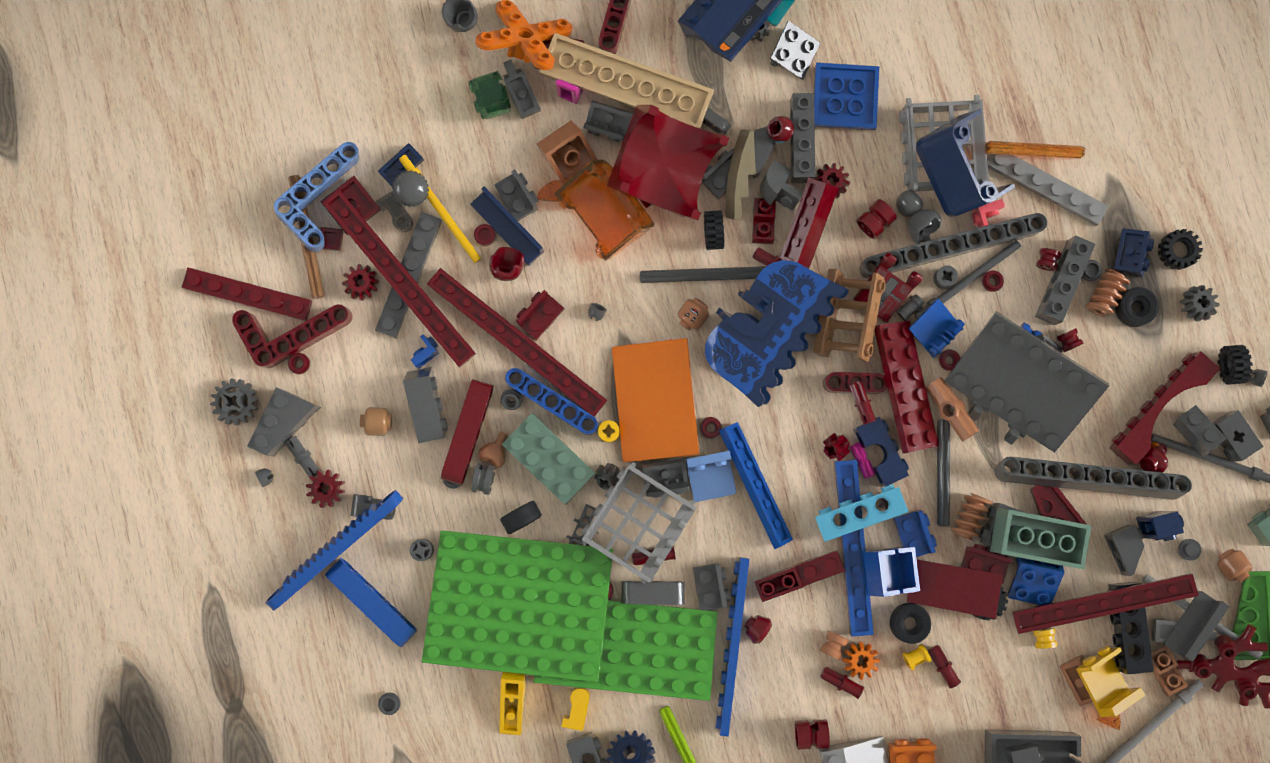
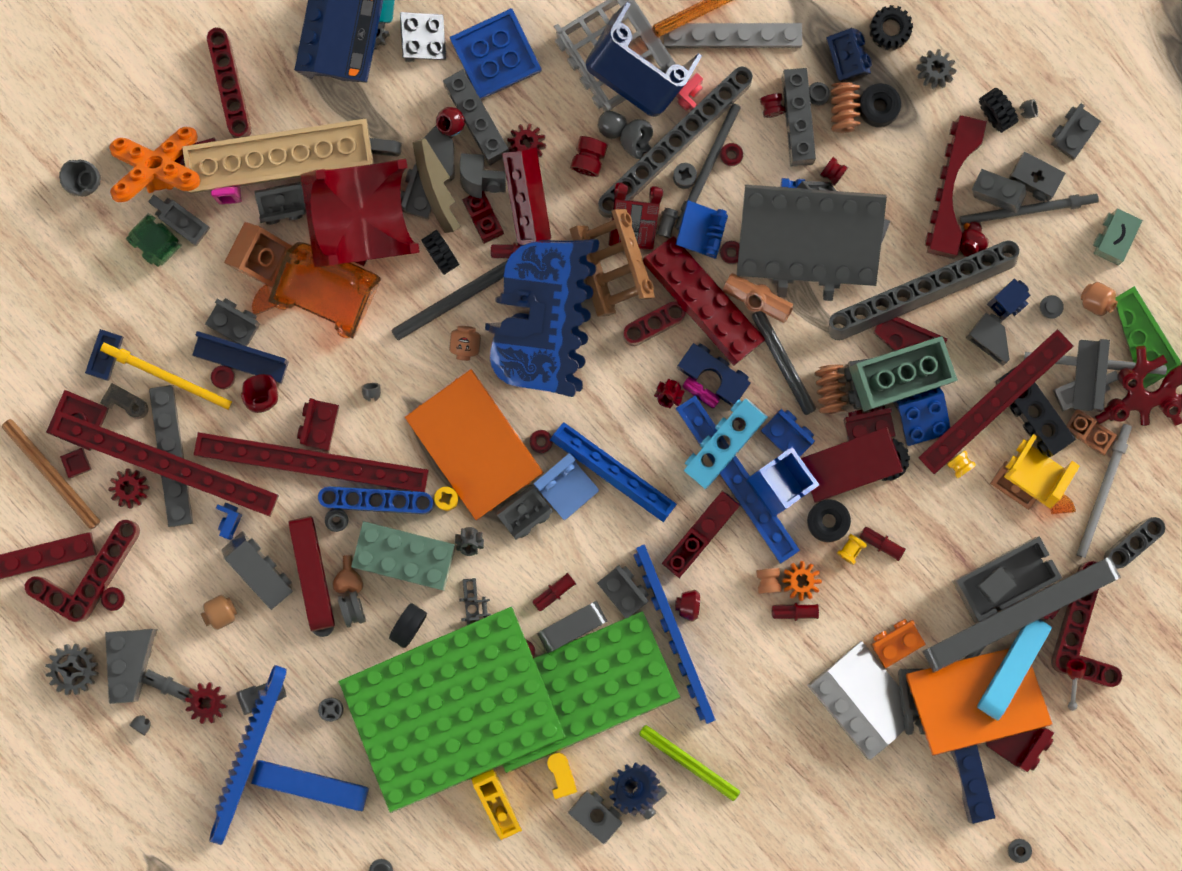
camera: 30 degrees left, 0 degrees up
(313, 191) = (33, 427): medium blue beam -> none
(410, 188) = (127, 372): dark grey hat -> none
(666, 541) = (557, 571): light grey window -> none
(812, 734) = (793, 675): dark red wheel -> none
(862, 402) = (669, 338): dark red axle -> none

